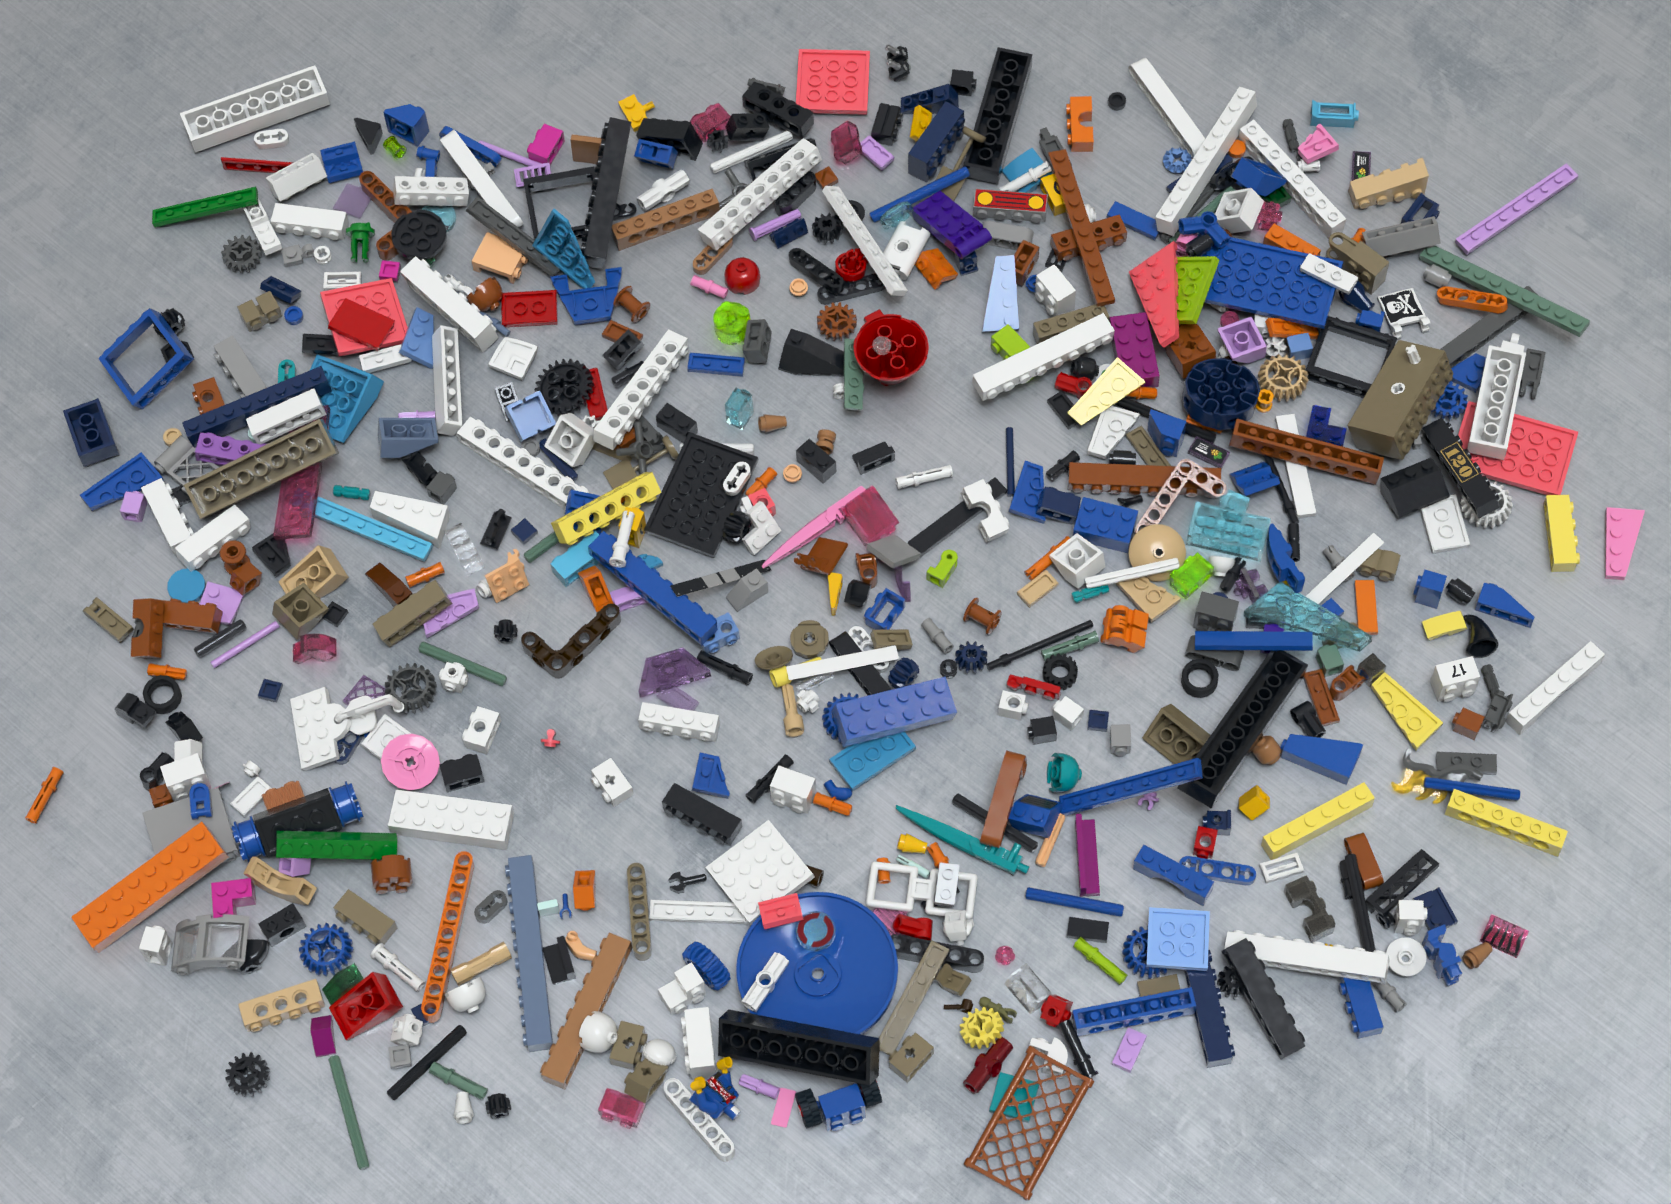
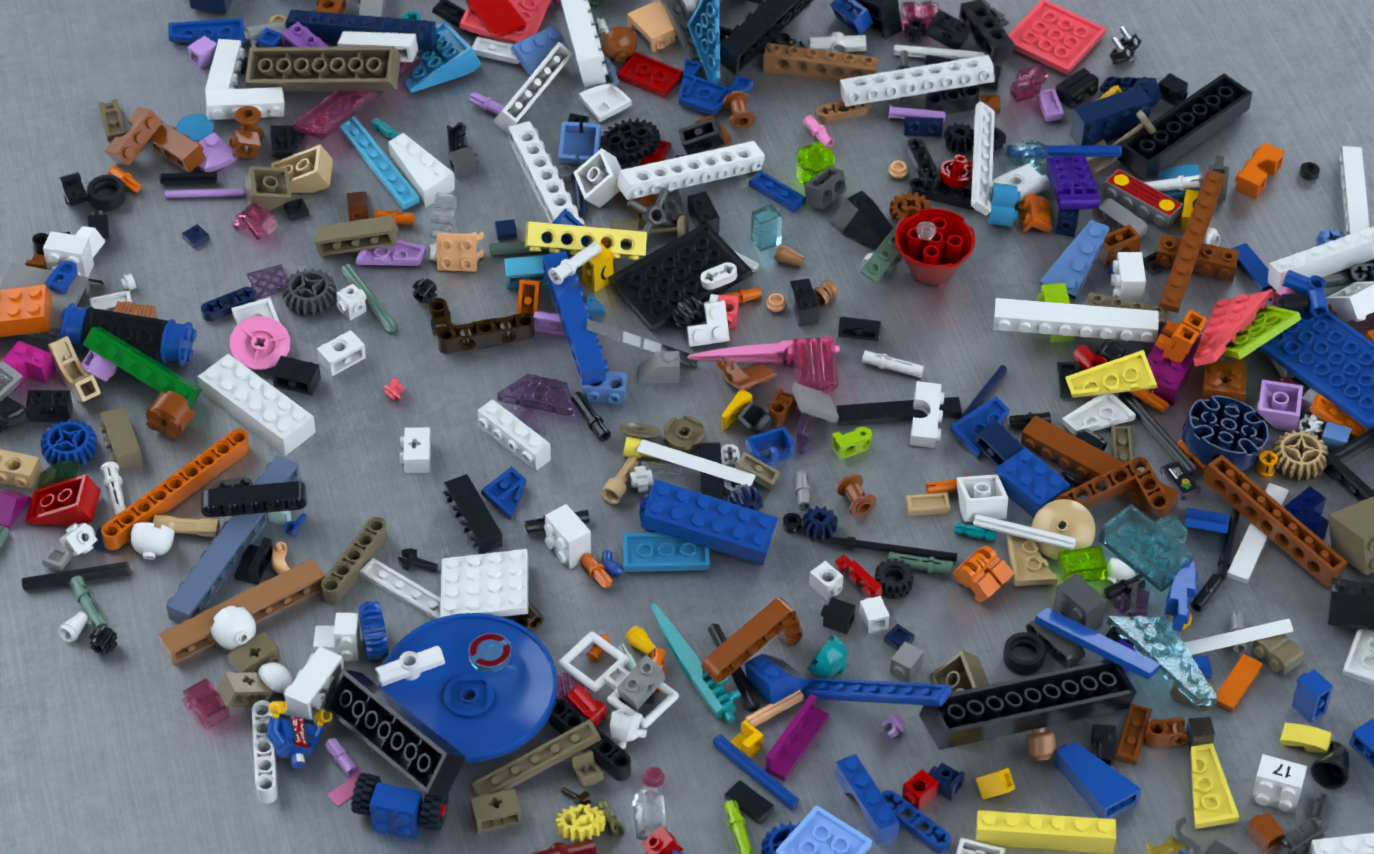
camera: 30 degrees right, 15 degrees down
(186, 462) = (269, 38): none -> blue plate
(323, 724) = (215, 276): white plate -> none
(405, 435) = (460, 106): sand blue slope -> none
(496, 529) = (482, 216): black hinge -> none
(525, 911) = (253, 499): none -> black beam
(584, 889) = (321, 518): orange slope -> none
(742, 276) = (854, 137): red cylinder -> none
(780, 911) = (471, 618): coral plate -> none
(911, 275) = (1003, 204): none -> dark azure brick
(1051, 879) = (748, 740): none -> yellow panel
(1140, 328) = (1182, 336): none -> orange hips
(1166, 432) = (1150, 438): blue slope -> none
(1329, 660) = (1164, 703): sand green brick -> none
(1460, 591) = (1344, 717): black brick -> none

